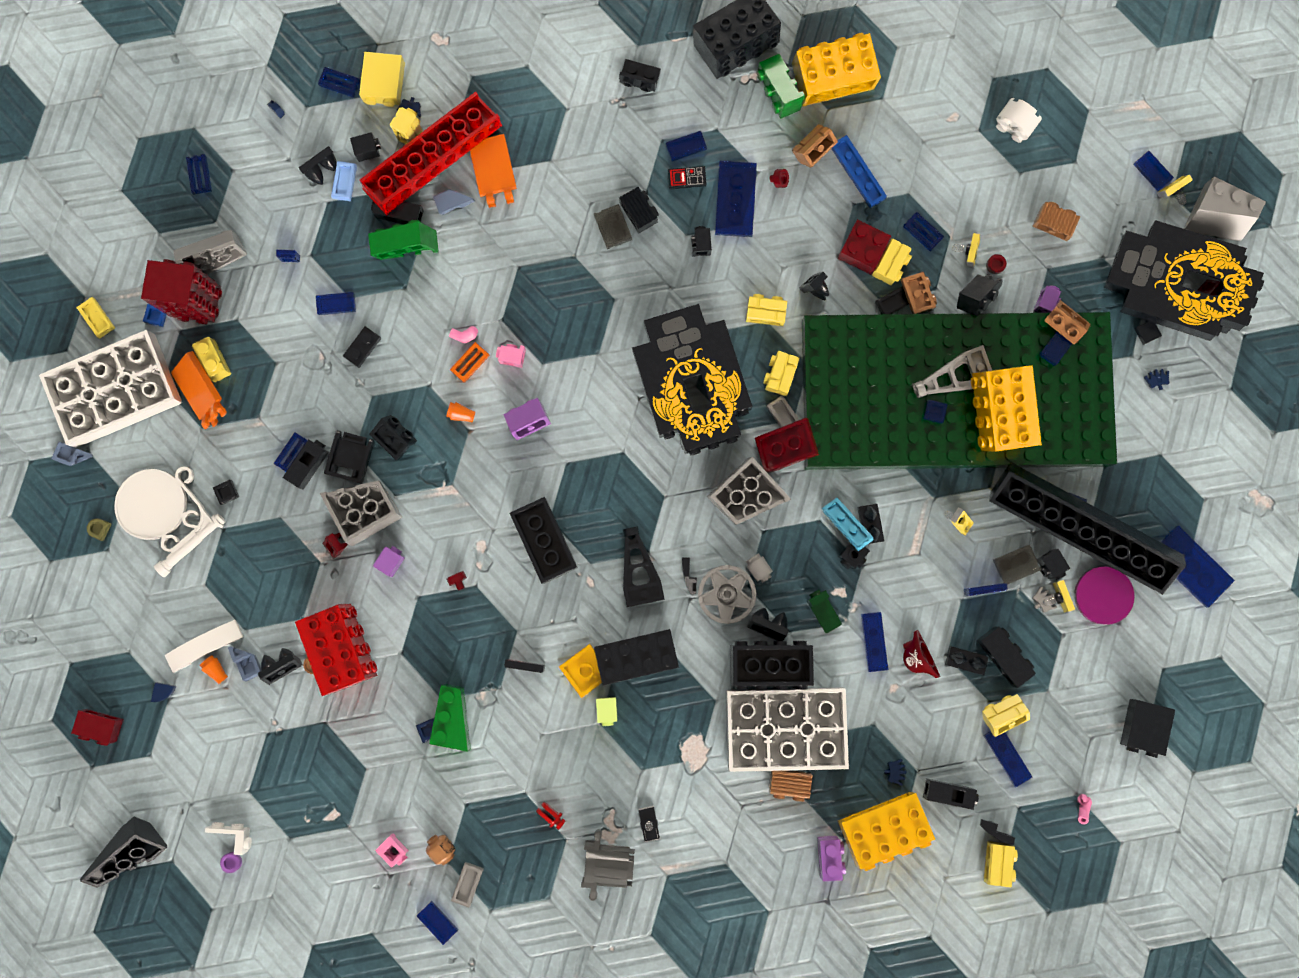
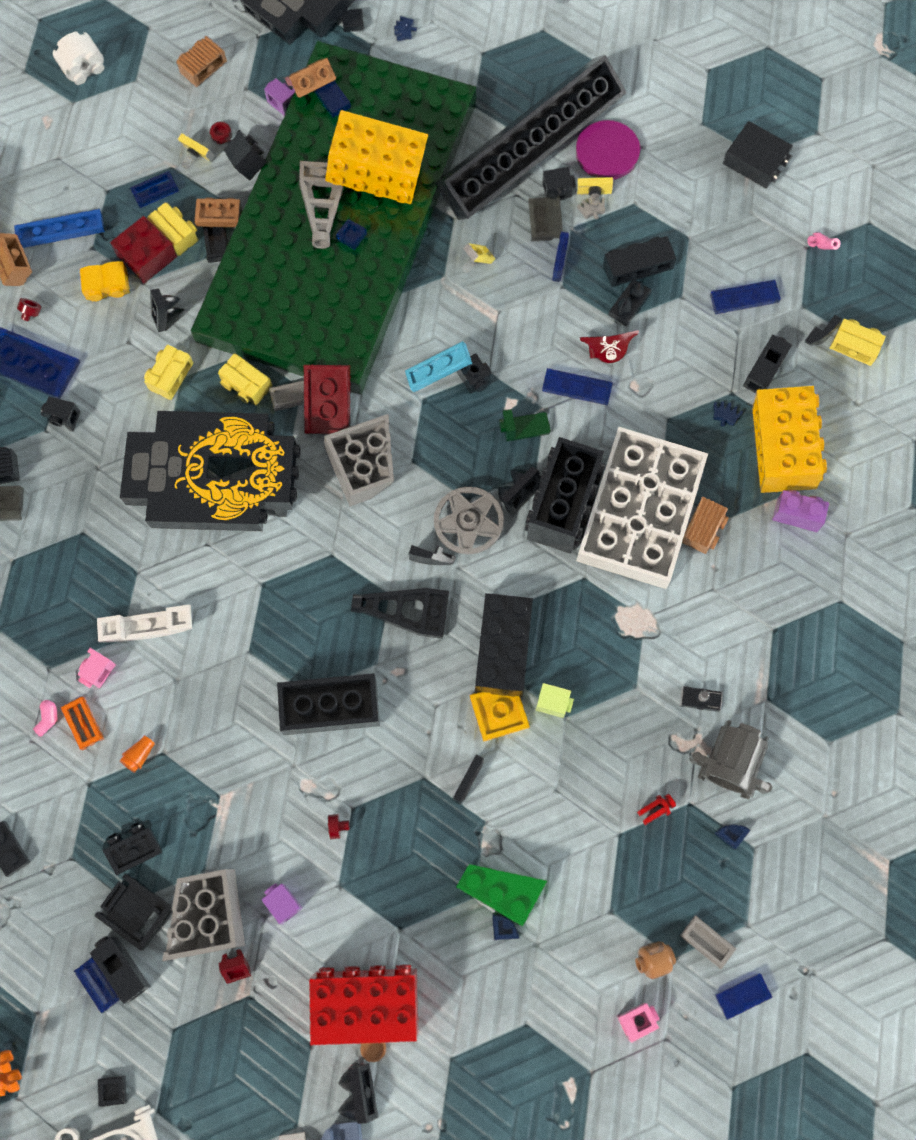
camera: 70 degrees left, 10 degrees down
(527, 419) = (177, 675): medium lavender brick -> none
(553, 880) = (733, 834): none -> dark blue tile
(557, 377) = (144, 626): none -> white slope
(759, 568) = (452, 476): light grey brick -> none
(825, 227) = (104, 281): none -> yellow brick
(871, 520) = (438, 342): black tile -> none
(1005, 714) = (700, 281): light yellow brick -> none
(1202, 574) = (625, 53): clear blue tile -> none

